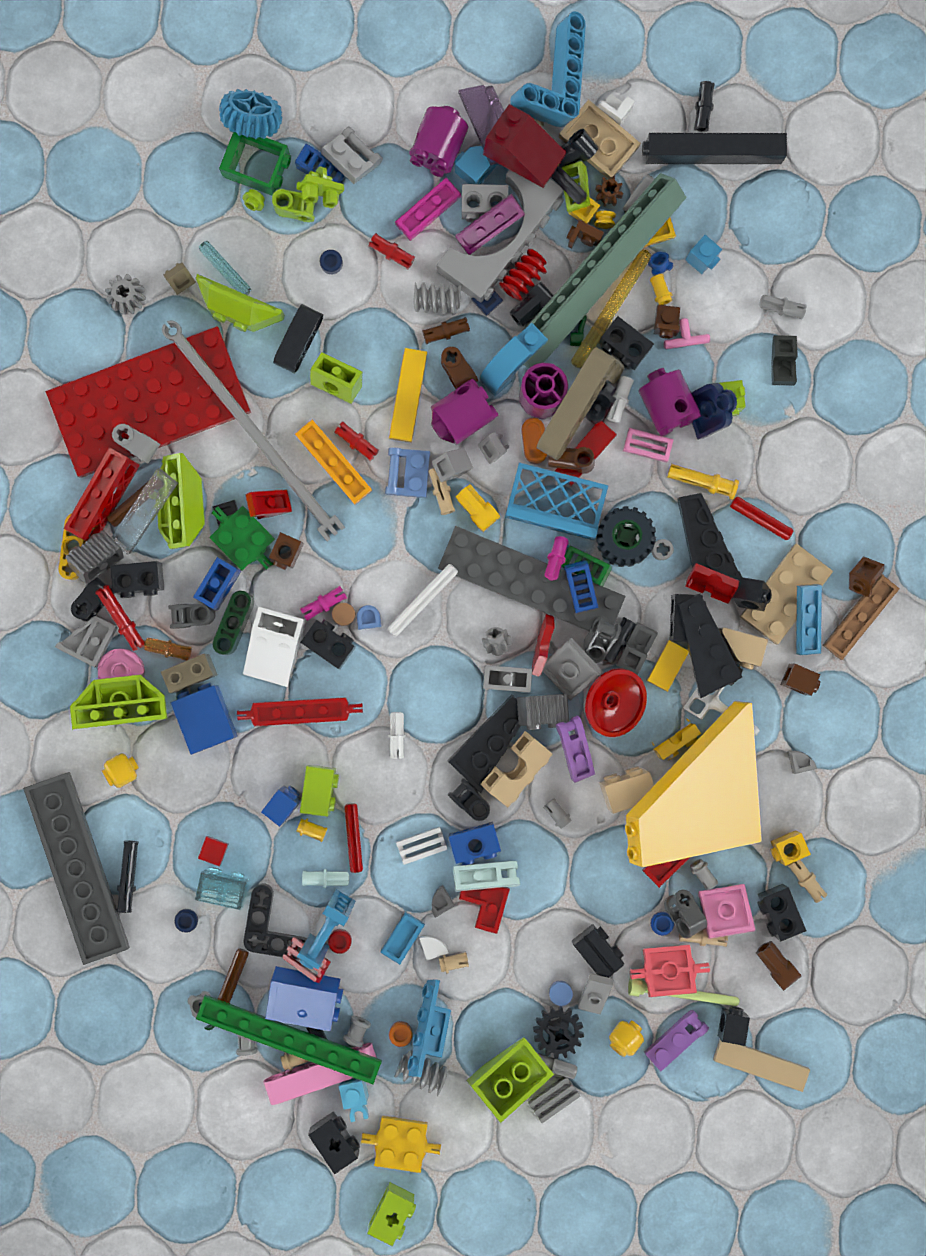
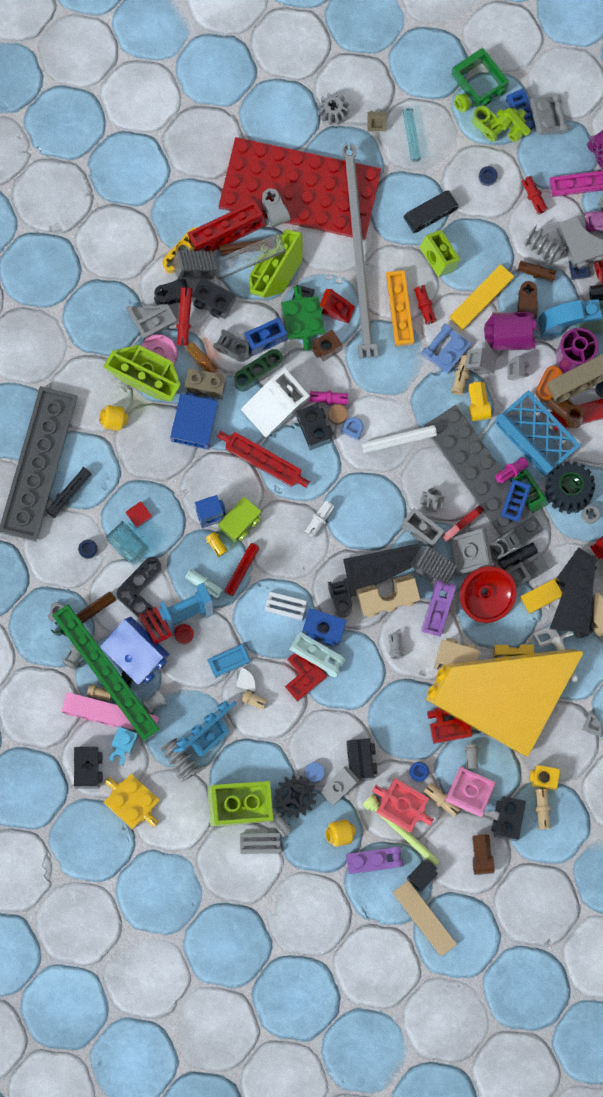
camera: 40 degrees right, 10 degrees down
(236, 307) = (403, 165): lime wedge -> none
(250, 113) = (498, 45): dark azure gear -> none
(393, 1201) = (82, 843): lime brick -> none
(400, 1034) = (182, 726): orange tile -> none
(441, 901) = (273, 654): flat silver tile -> none
(686, 914) = (439, 773): dark grey piece -> none

